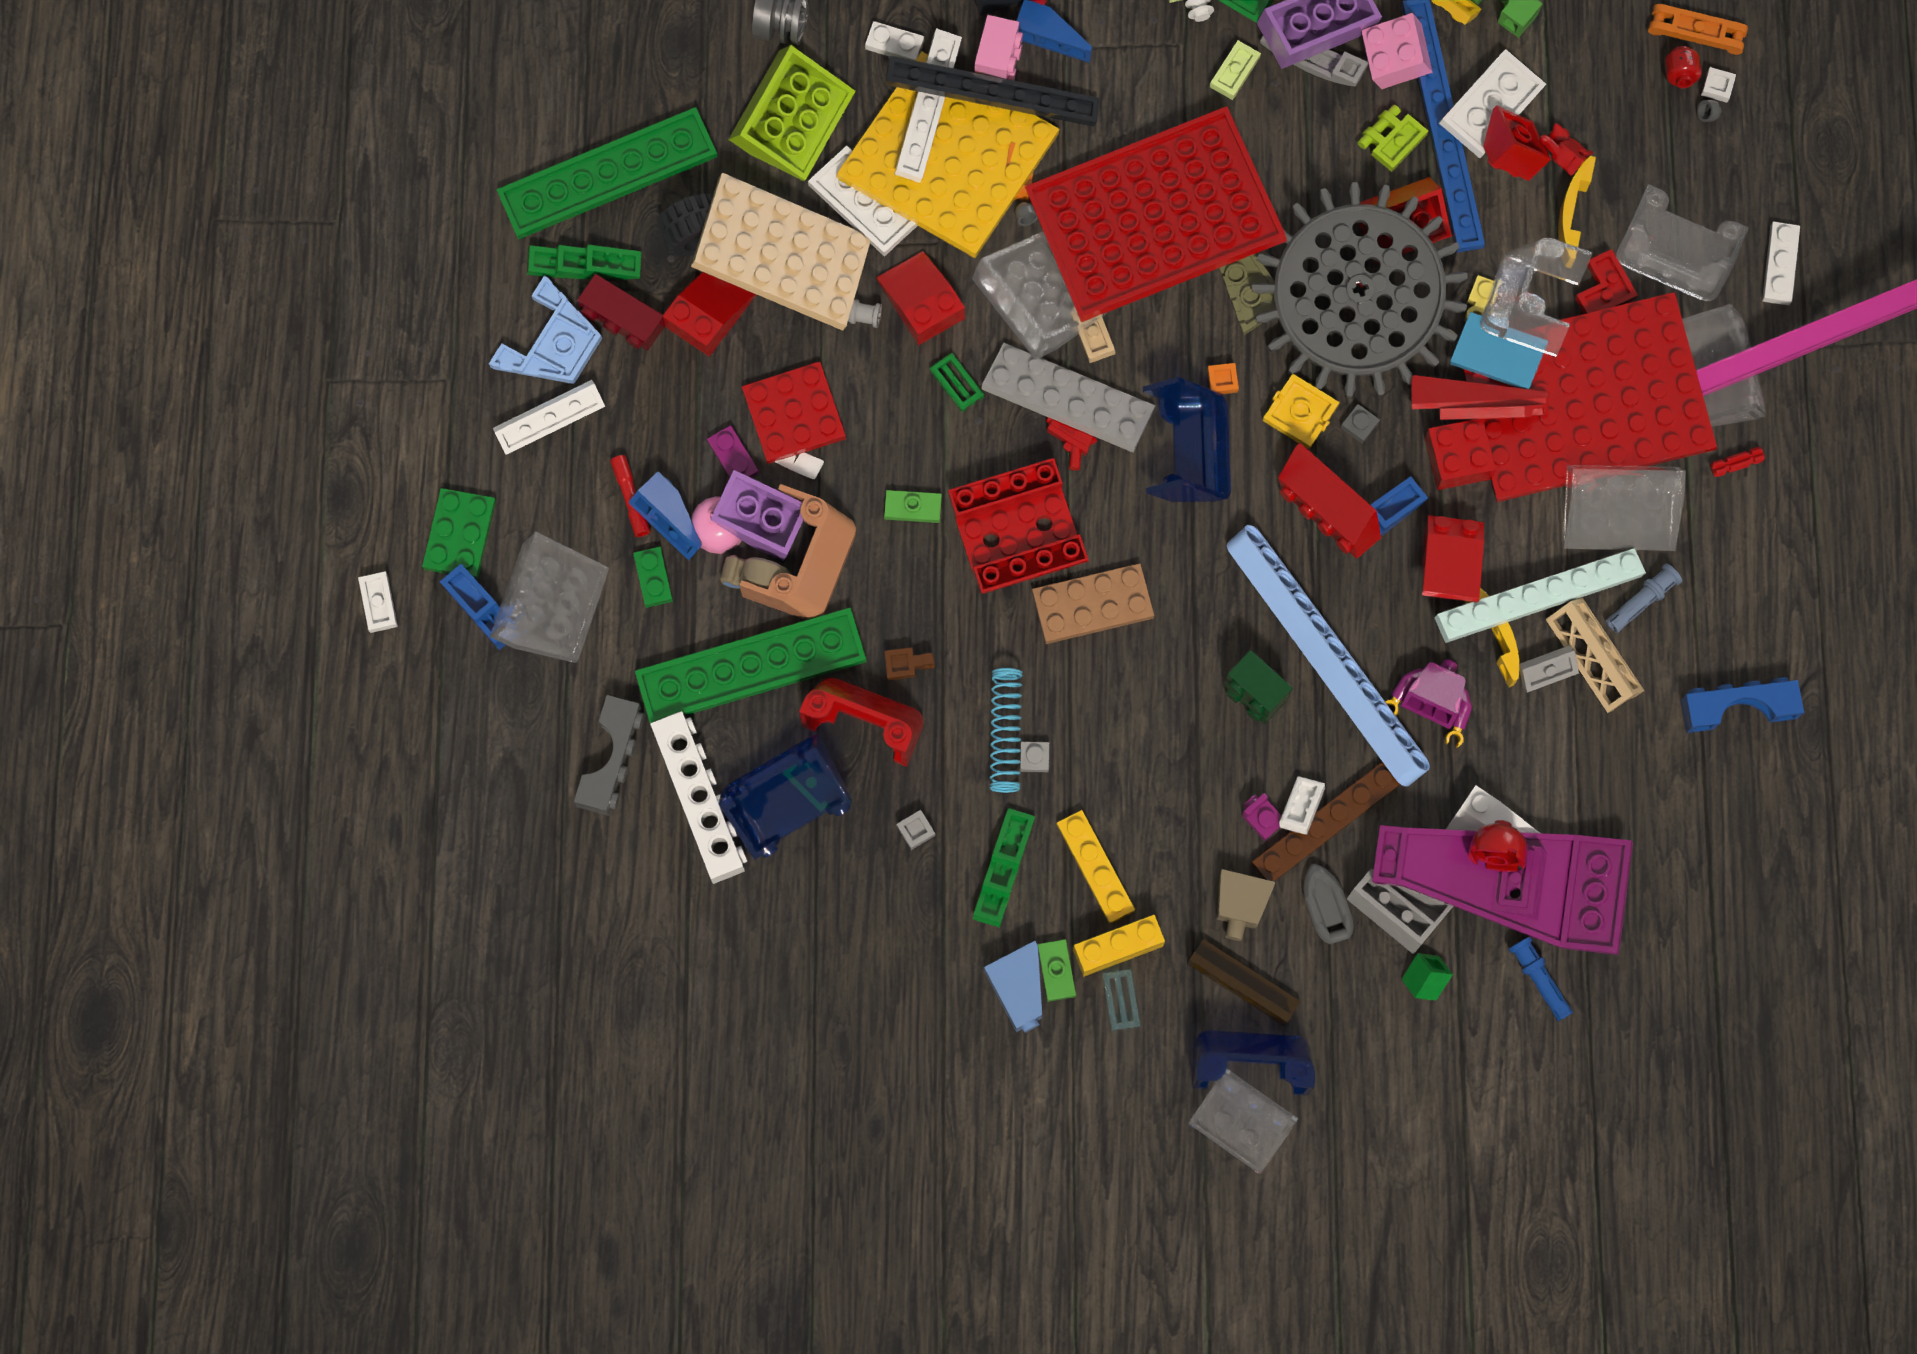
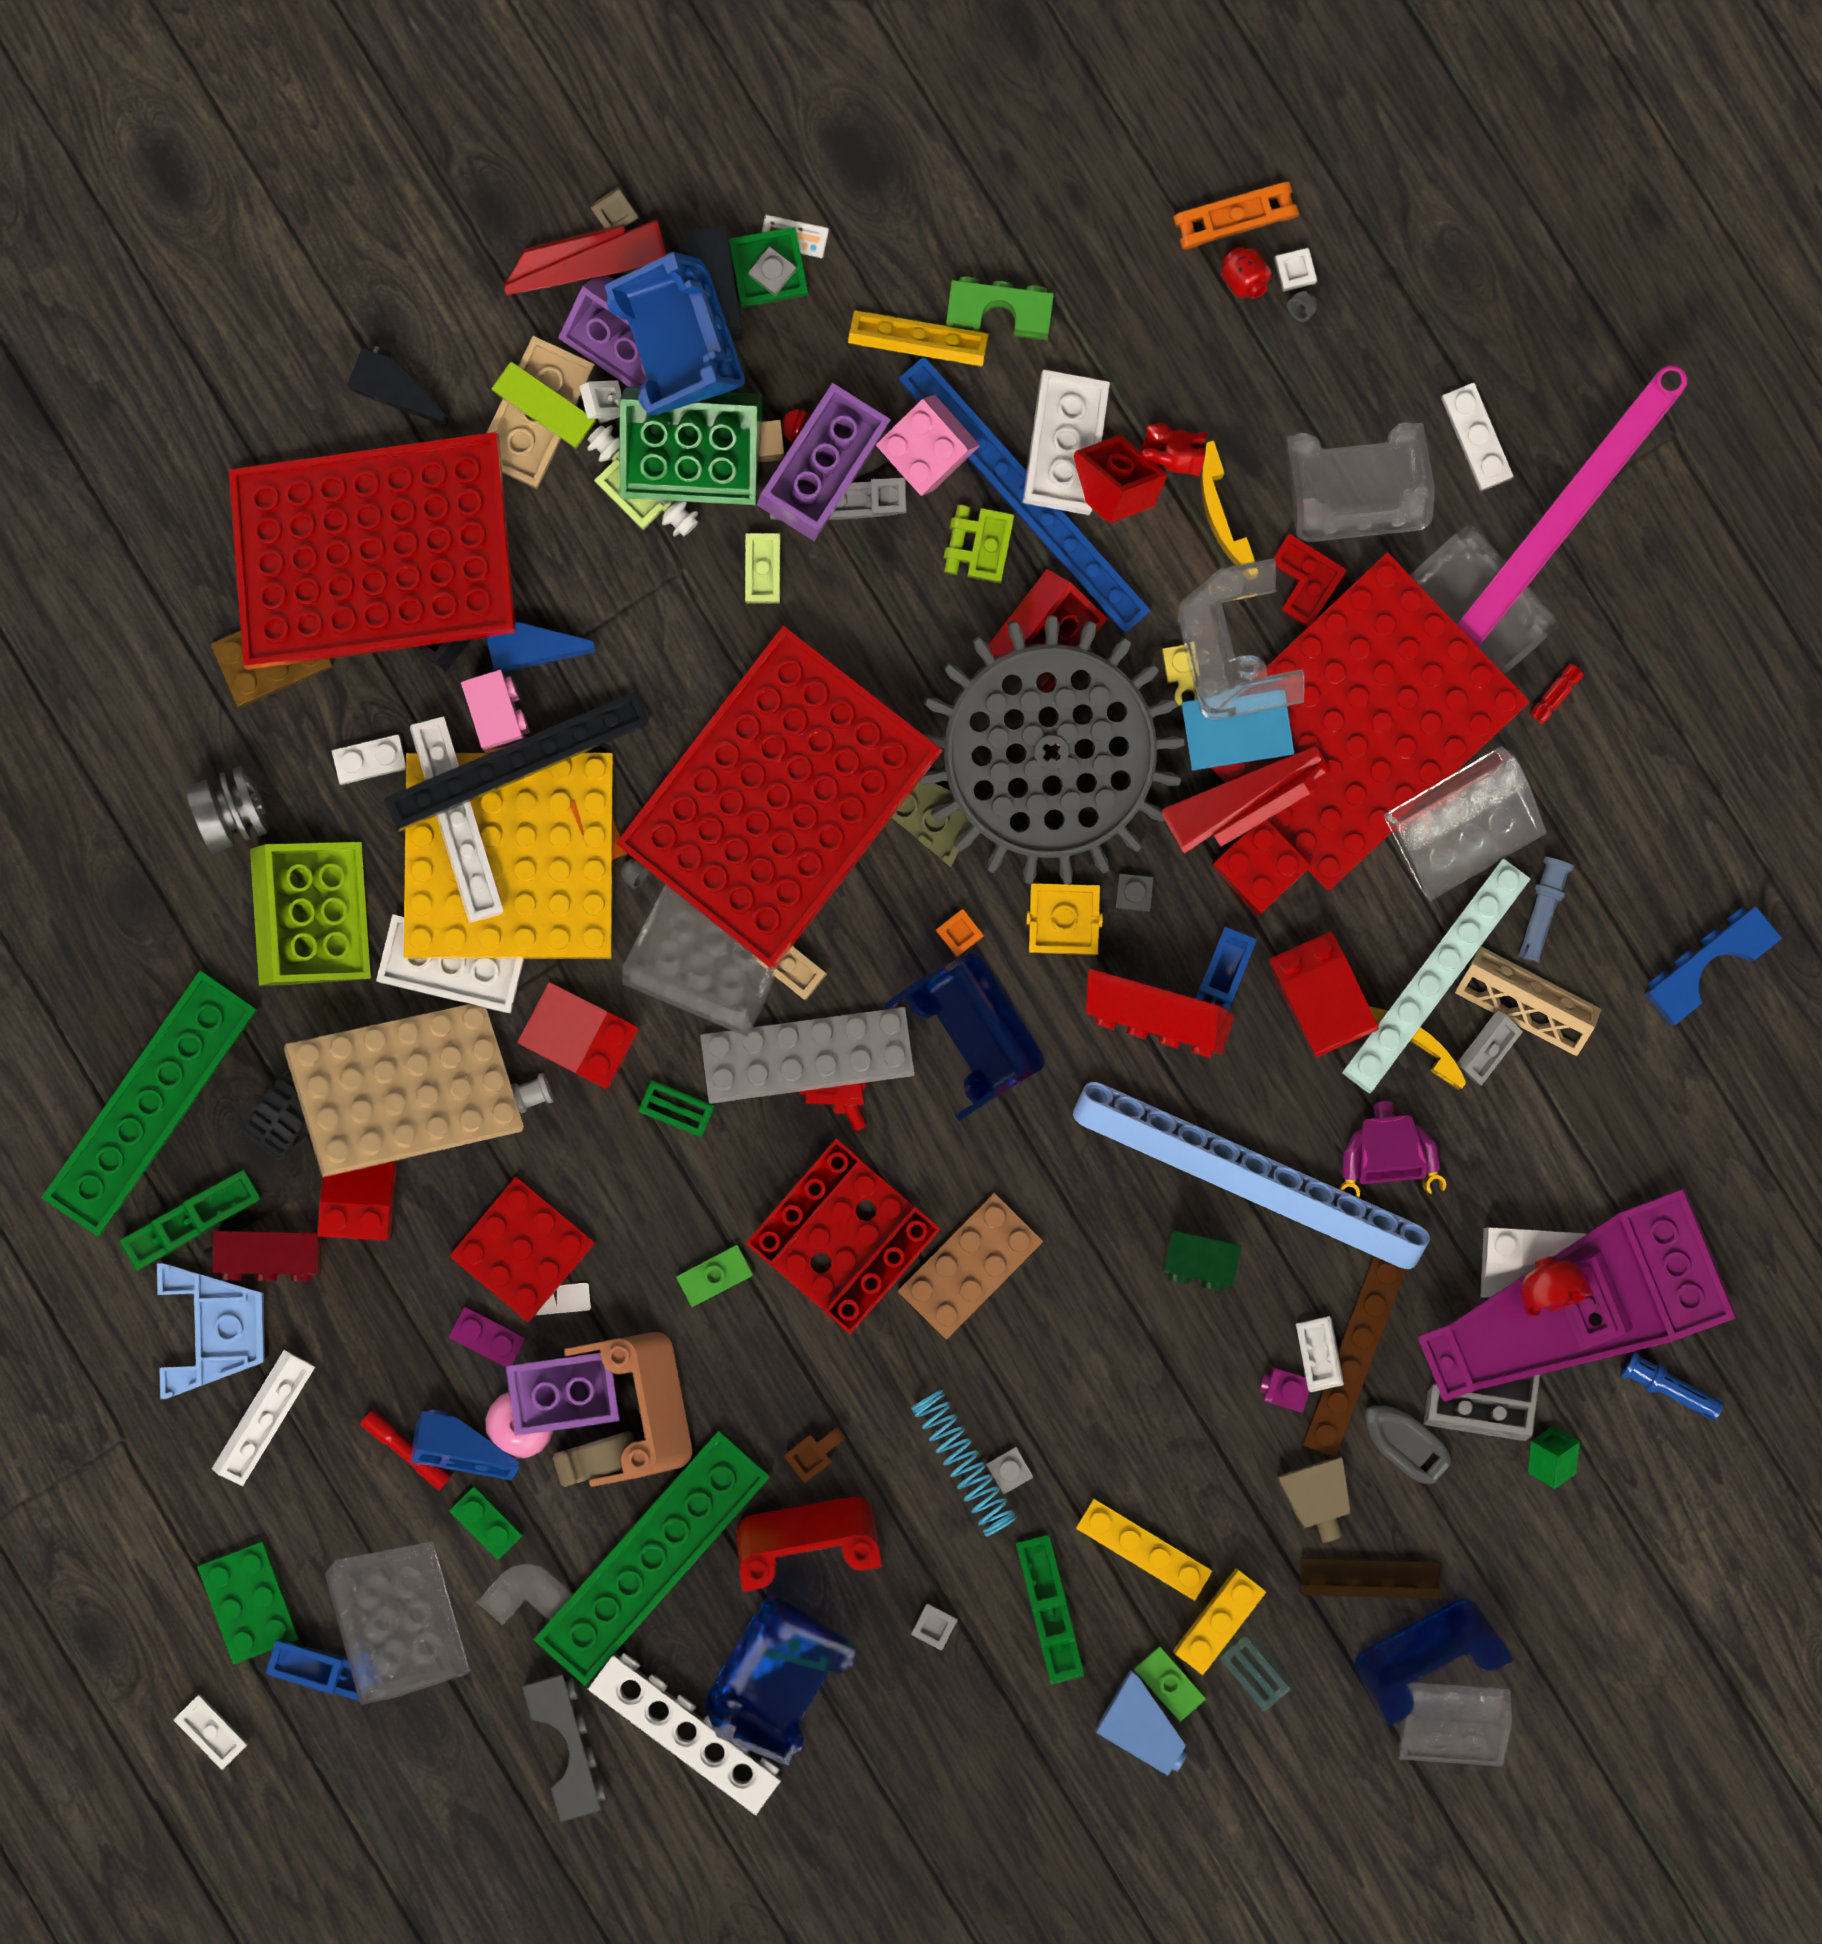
camera: 35 degrees left, 10 degrees up
(647, 631) = (522, 1584): none -> clear plate

